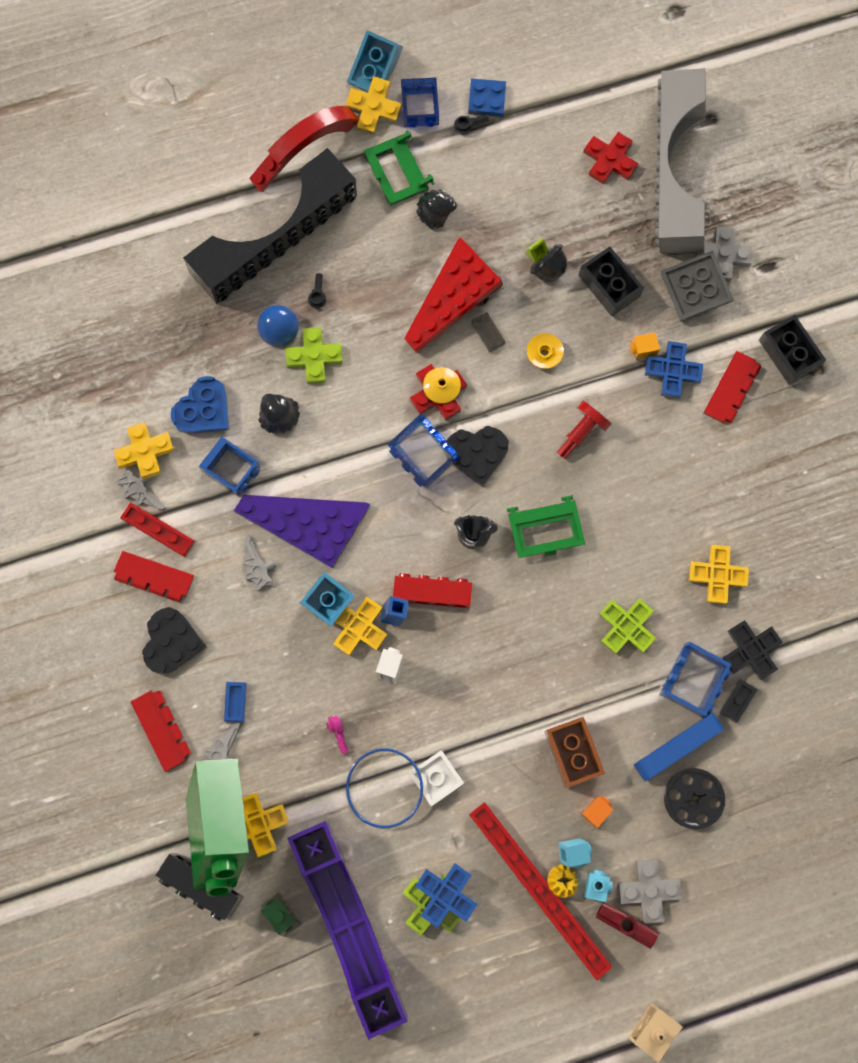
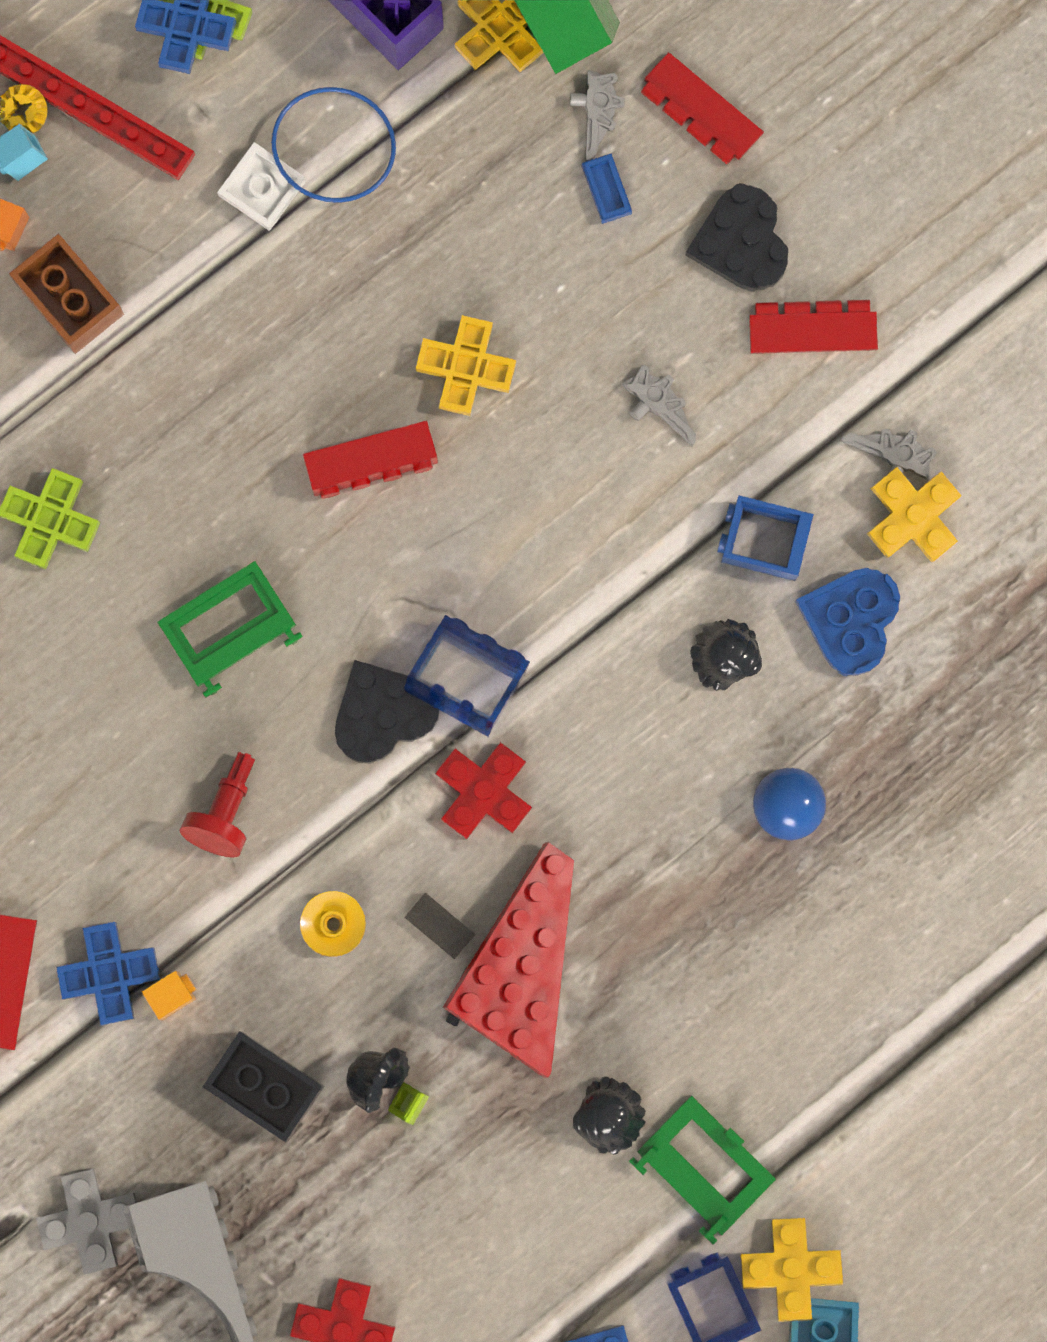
camera: 160 degrees right, 5 degrees up
(157, 529) = (838, 401): red tile -> none
(225, 265) = (811, 1065): black arch -> none
(298, 137) = (881, 1144): red arch -> none
(309, 525) = (605, 495): dark purple wing -> none
(314, 355) = (710, 776): lime plate -> none
(317, 298) = (745, 876): black plate -> none
(327, 599) = (529, 383): dark azure slope -> none
(334, 725) = (441, 205): dark pink plate -> none
(389, 665) = (389, 310): white brick -> none
(394, 611) = (416, 403): blue brick -> none
(439, 393) = (480, 815): yellow dish -> none
(464, 123) = (621, 1296): black plate -> none
(474, 530) = (339, 576): black hair -> none
(696, 286) = (115, 1136): dark grey plate -> none

